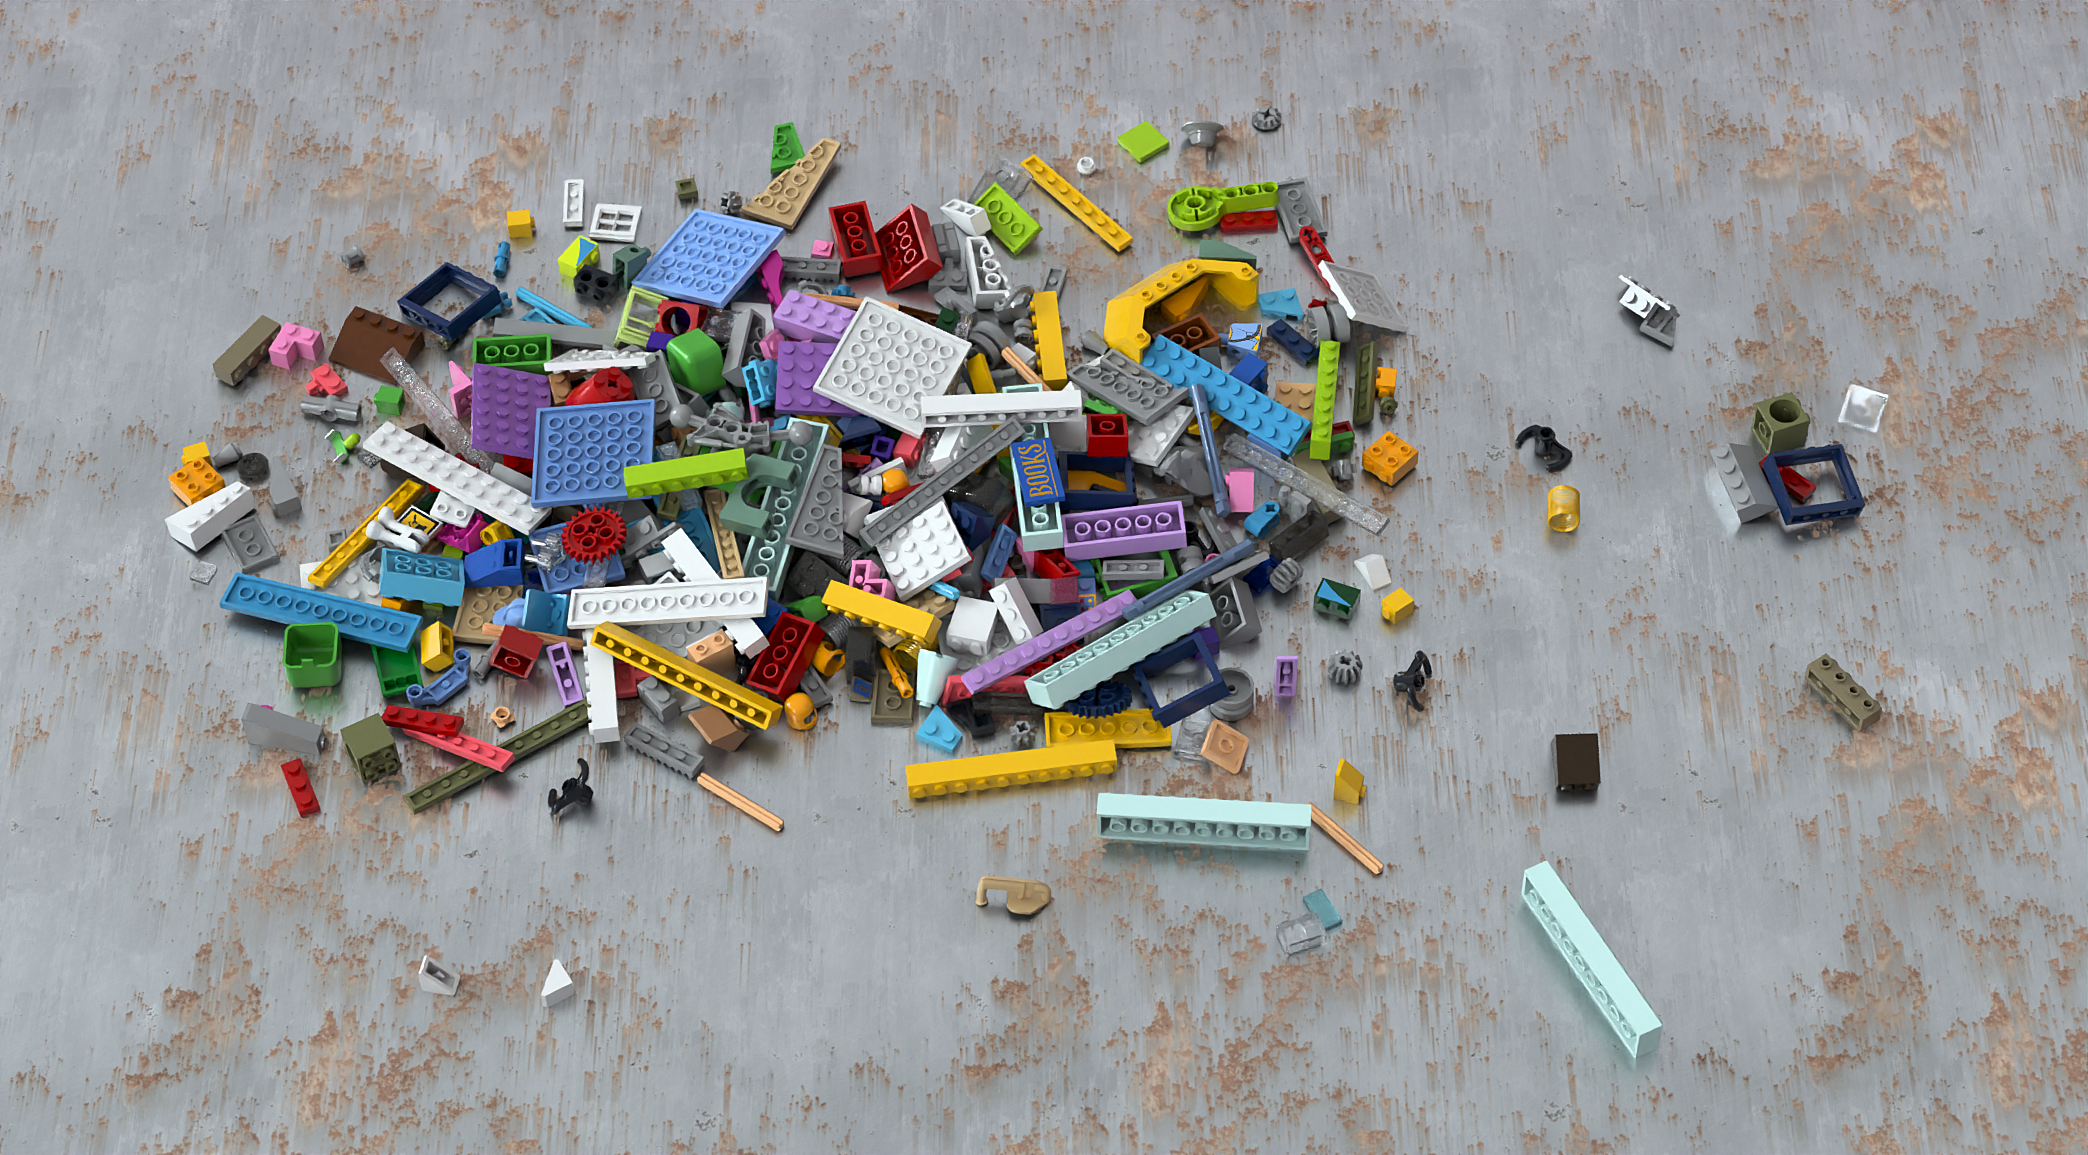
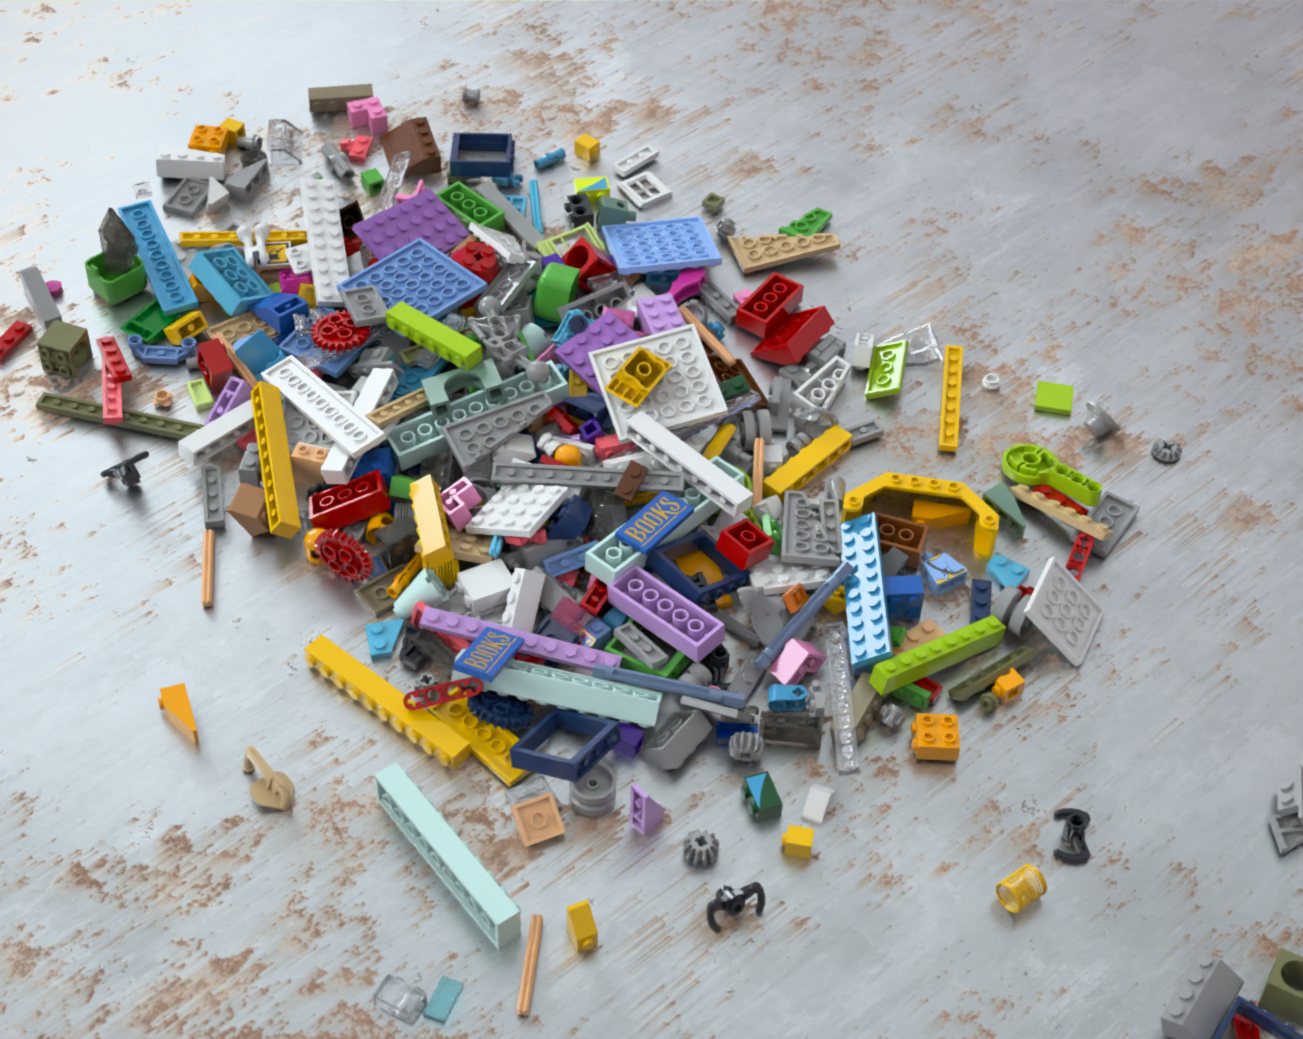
camera: 45 degrees right, 5 degrees down
(259, 432) = (284, 143): none -> clear slope
(277, 522) = (216, 196): none -> white slope
(308, 625) = (117, 243): none -> clear smoke slope
(524, 688) = (200, 394): none -> yellowish green tile
(589, 498) = (364, 305): none -> light grey tile
(769, 372) = (577, 324): none -> dark blue tile
(857, 689) = (343, 555): none -> red gear
(881, 372) = (638, 376): none -> yellow slope
(881, 908) = (178, 709): none -> light orange slope
(983, 456) = (631, 481): none -> reddish brown plate
(1056, 719) = (444, 696): none -> red beam
(1062, 663) = (488, 654): none -> blue tile
(1189, 443) = (795, 598): none -> orange plate
(1272, 225) = (1064, 514): none -> tan plate

